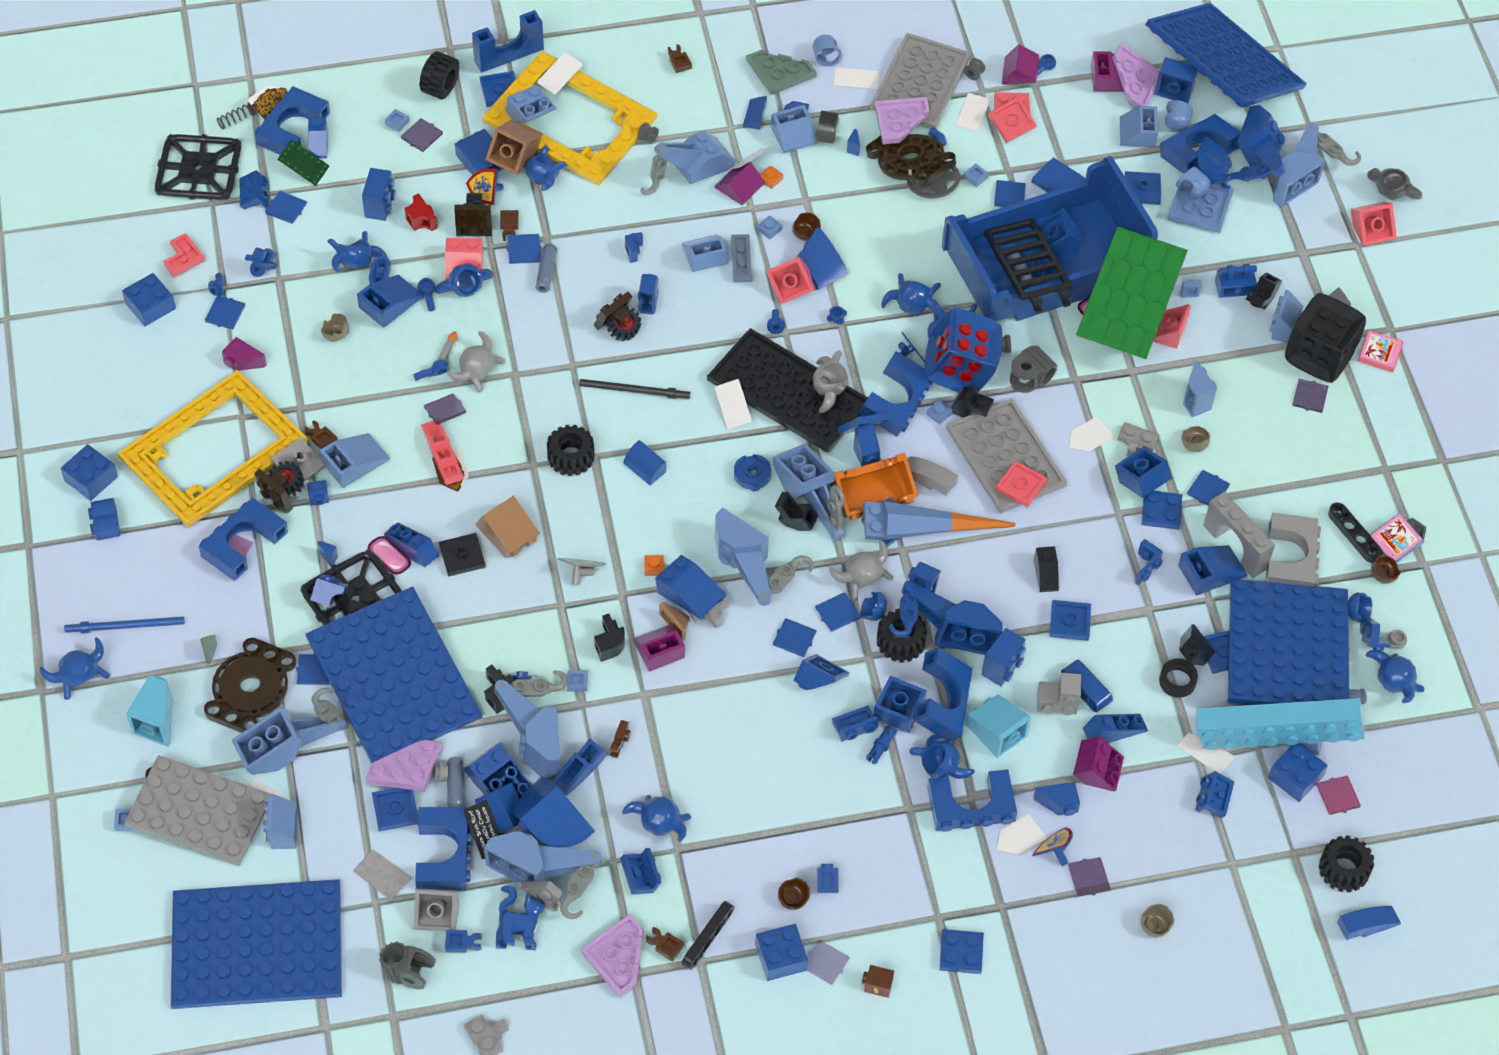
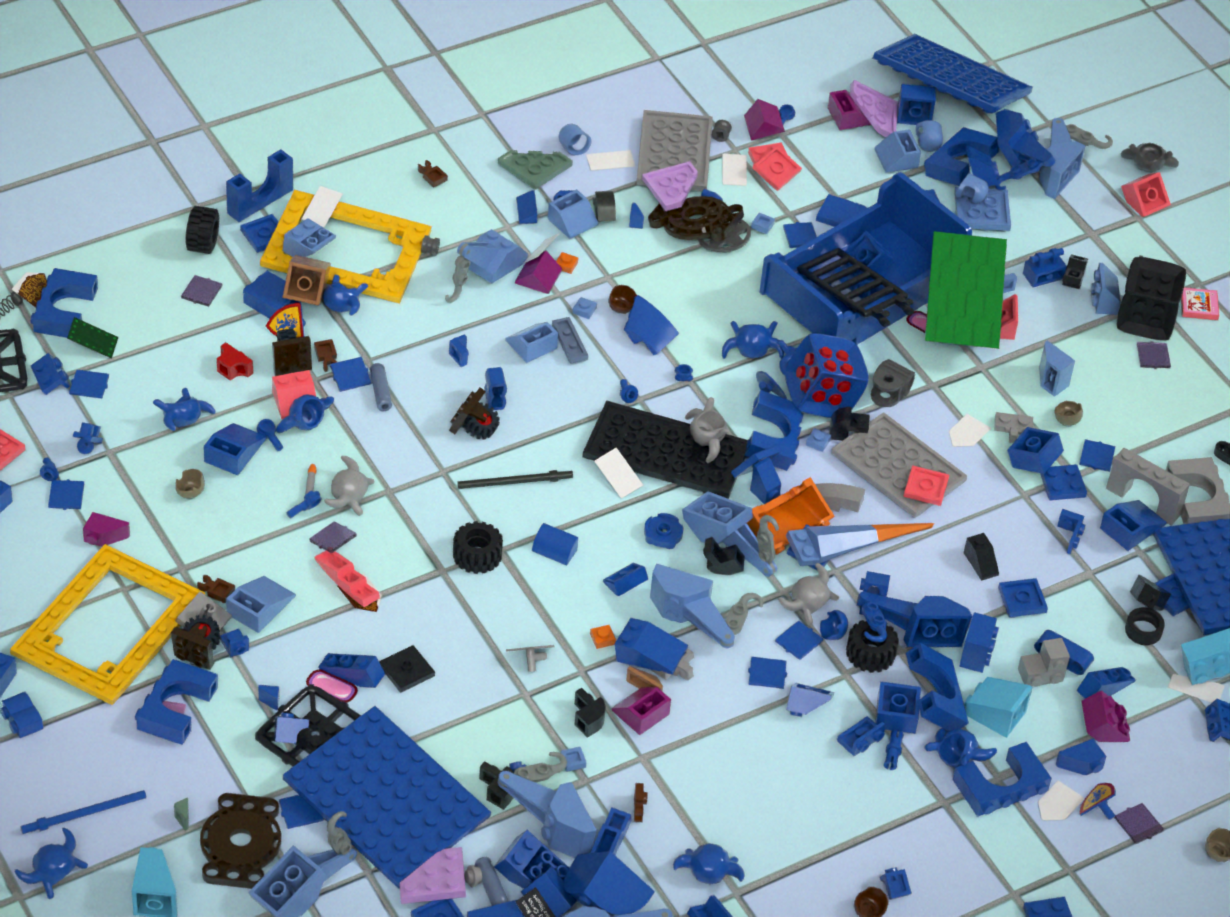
camera: 20 degrees left, 10 degrees down
(318, 136) = (97, 310): slope -> none
(378, 194) = (185, 350): blue brick -> none
(378, 273) = (212, 421): blue plate -> none
(397, 120) = (172, 281): medium blue plate -> none
(508, 527) = (445, 632): medium nougat slope -> none
(698, 512) = (626, 579): none -> blue slope
(791, 279) = (629, 348): coral slope -> none

